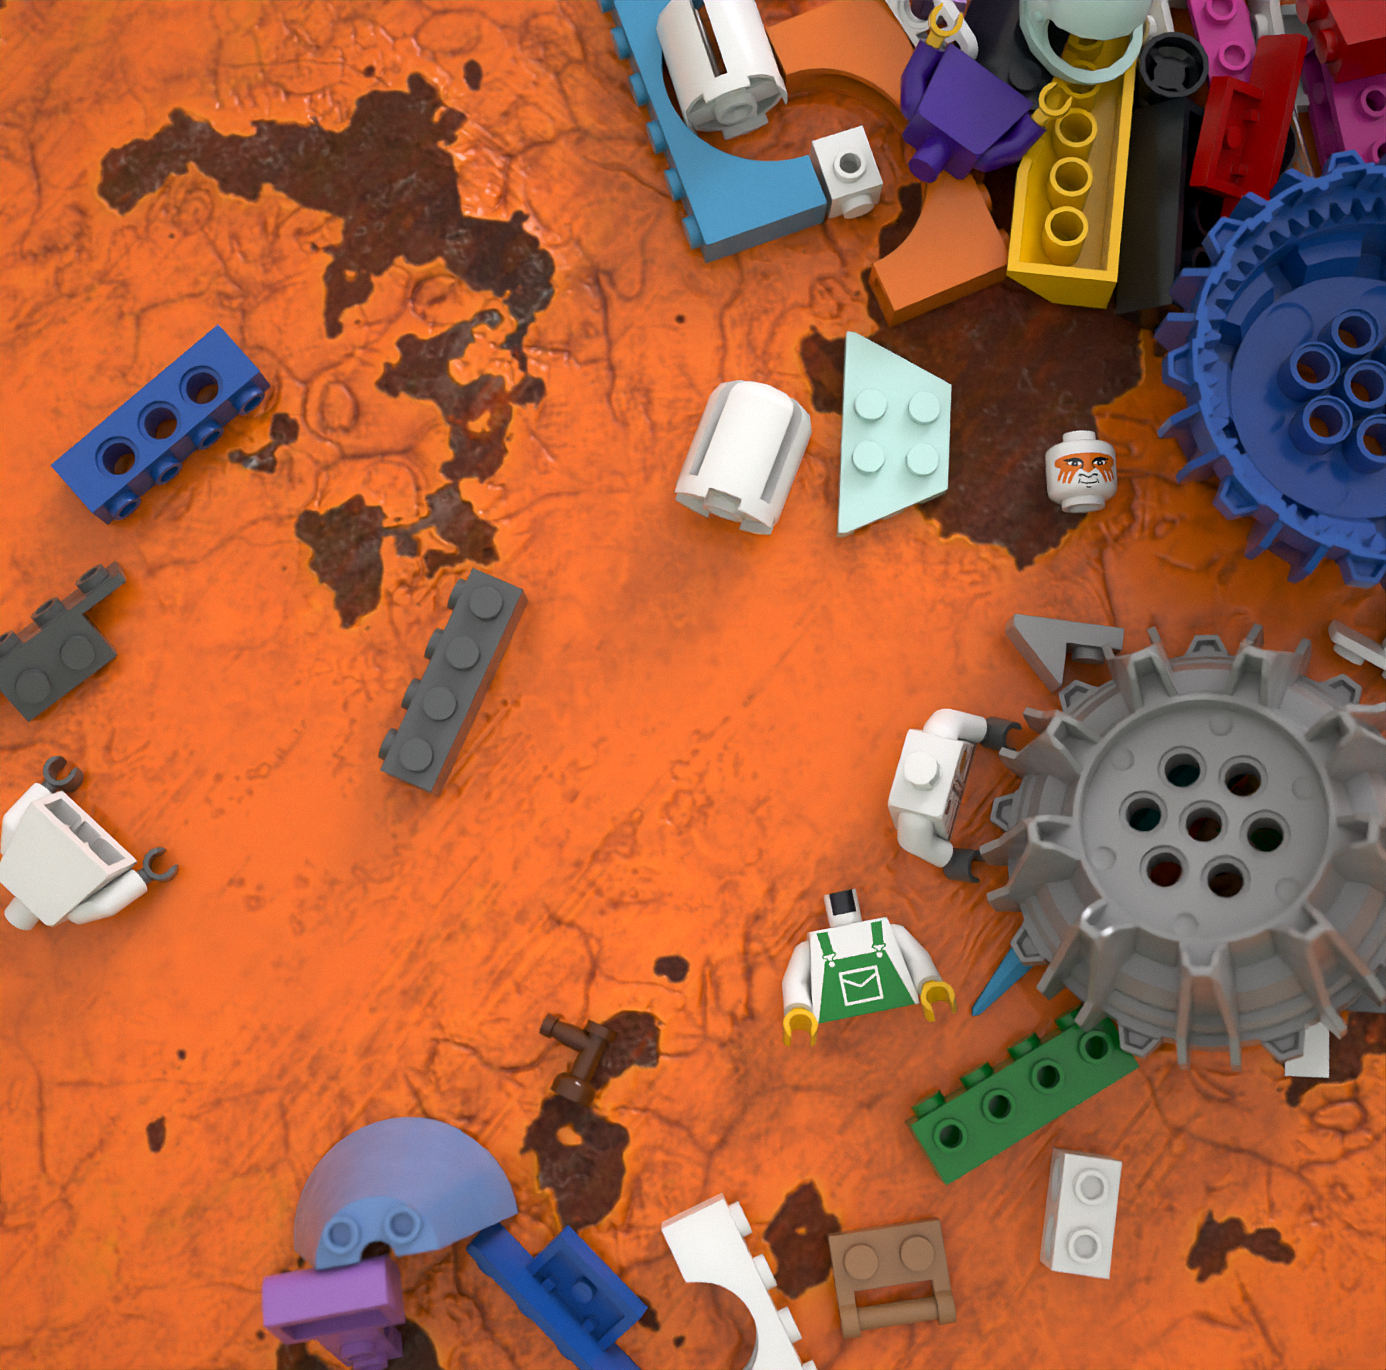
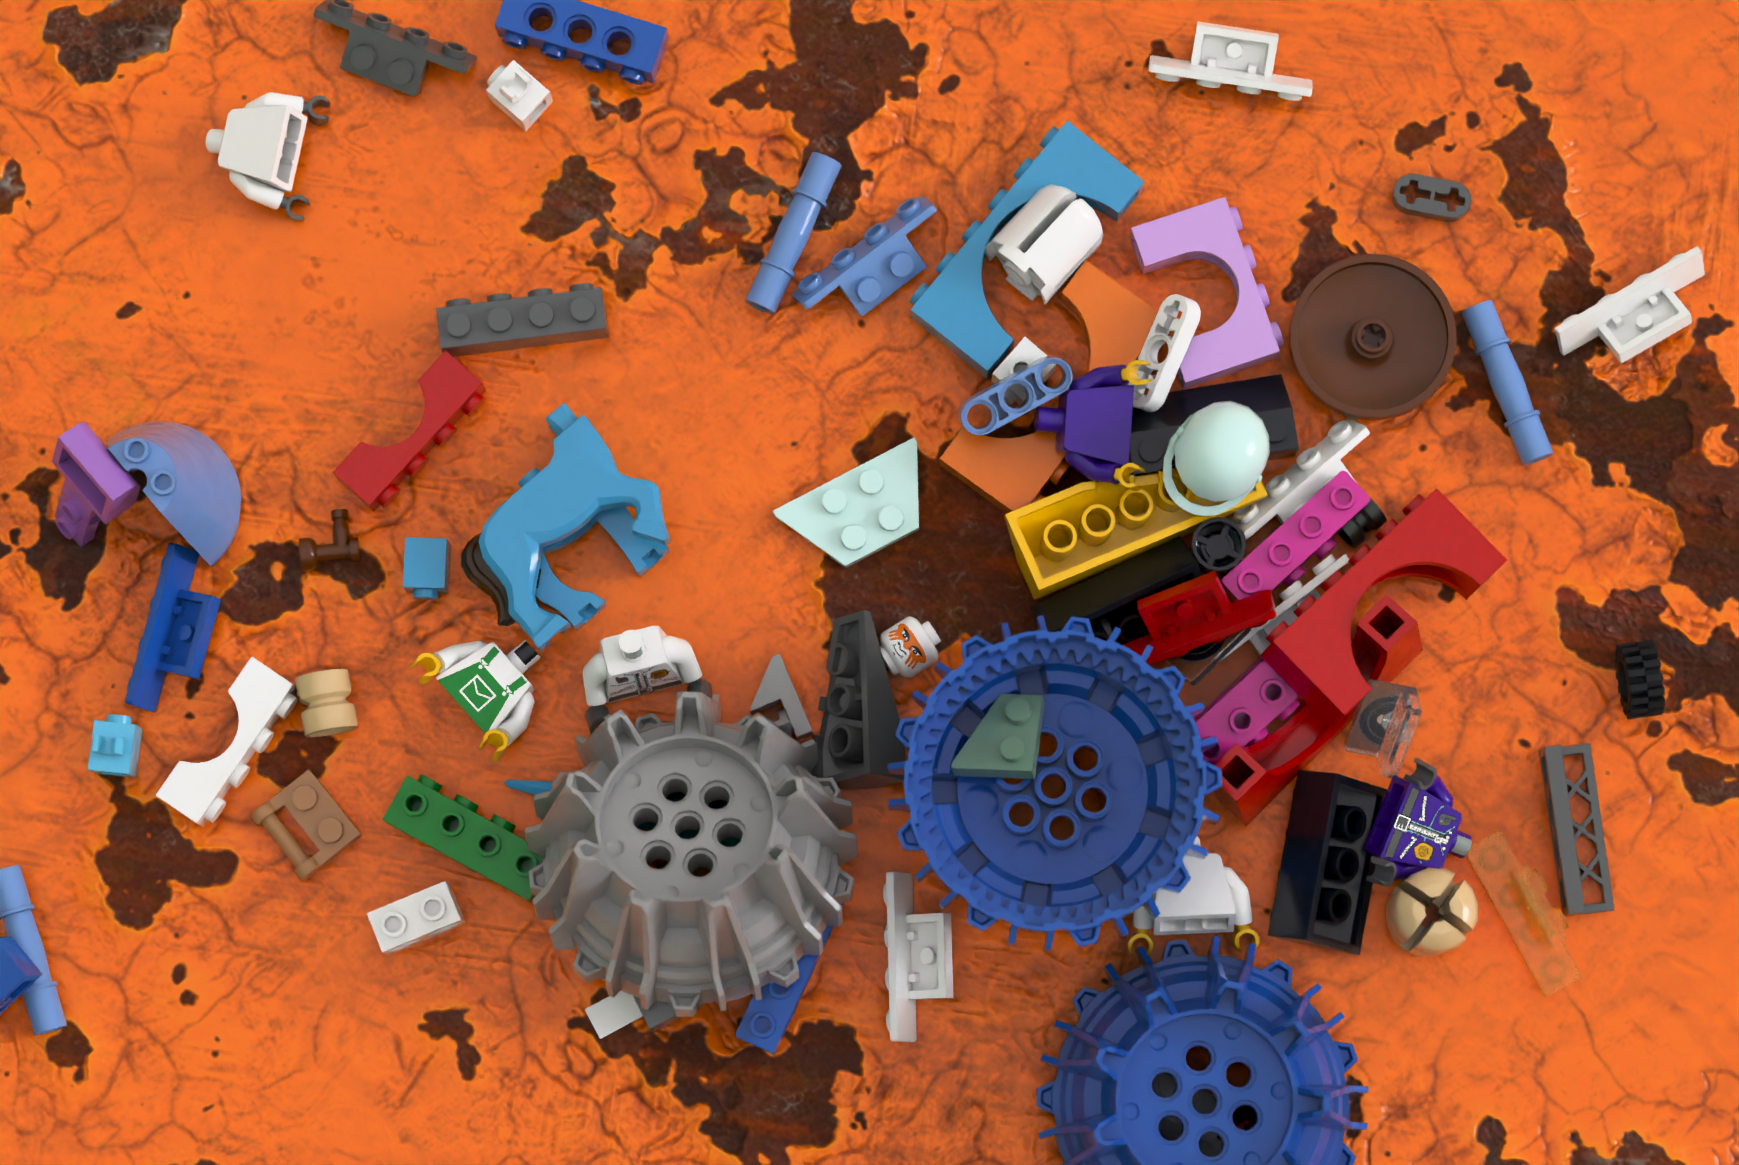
camera: 65 degrees right, 0 degrees up
(188, 536) = (518, 94): none -> white brick
(484, 816) = (377, 471): none -> red arch
(537, 328) = (793, 233): none -> medium blue piece
(625, 262) = (874, 265): none -> medium blue bracket
(673, 960) = (426, 567): none -> dark azure brick
(693, 729) = (553, 512): none -> dark azure piece
(744, 455) = (782, 417): white cylinder -> none
(766, 1170) = (326, 701): none -> tan wheel
(894, 160) = (1035, 391): none -> medium blue beam
(1122, 567) = (858, 710): none -> dark grey wedge
(1291, 404) = (1004, 740): none -> sand green wing

